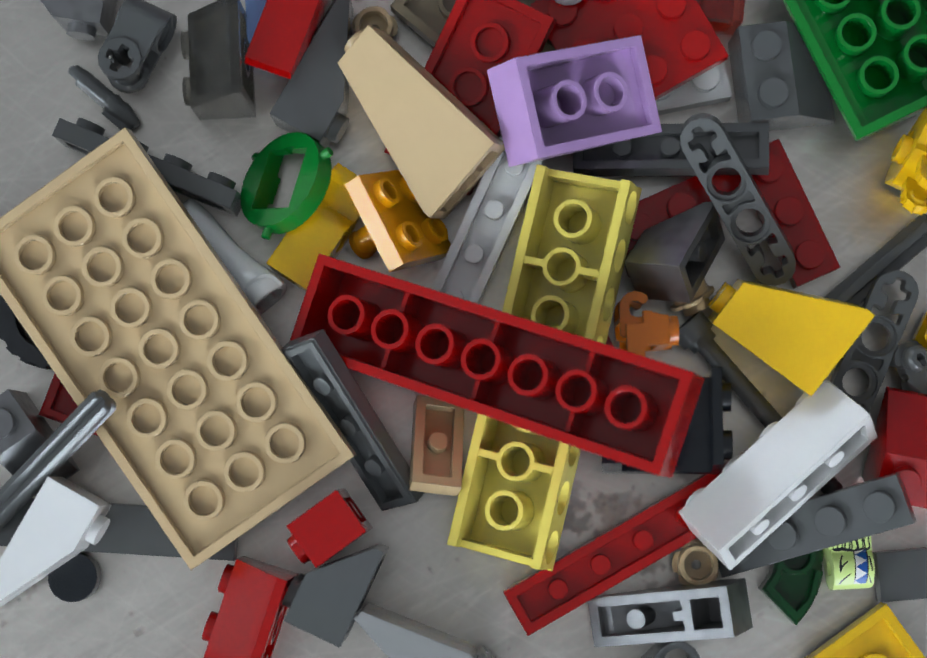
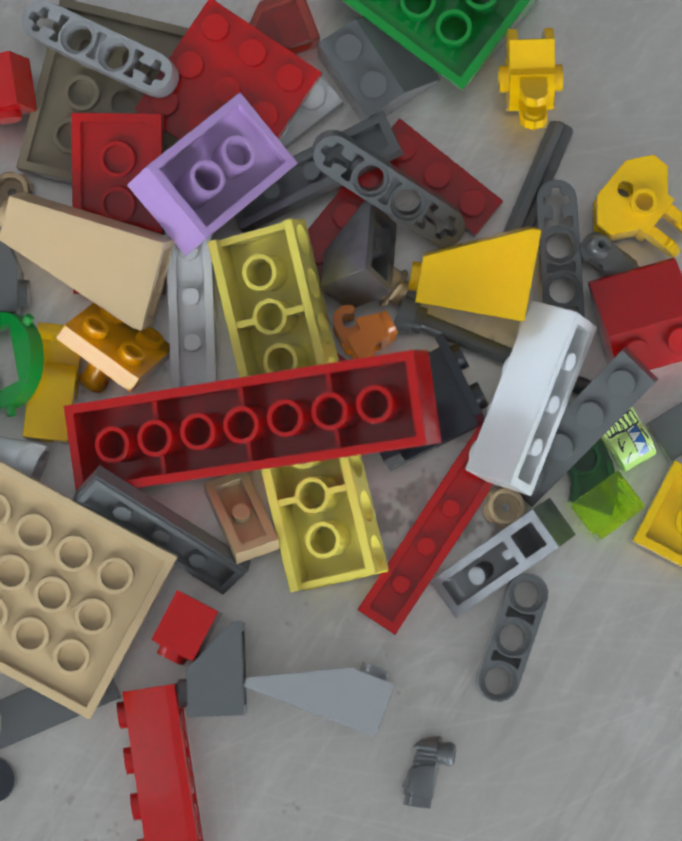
camera: 30 degrees left, 0 degrees up
(800, 617) = (607, 506): none -> clear neon green panel

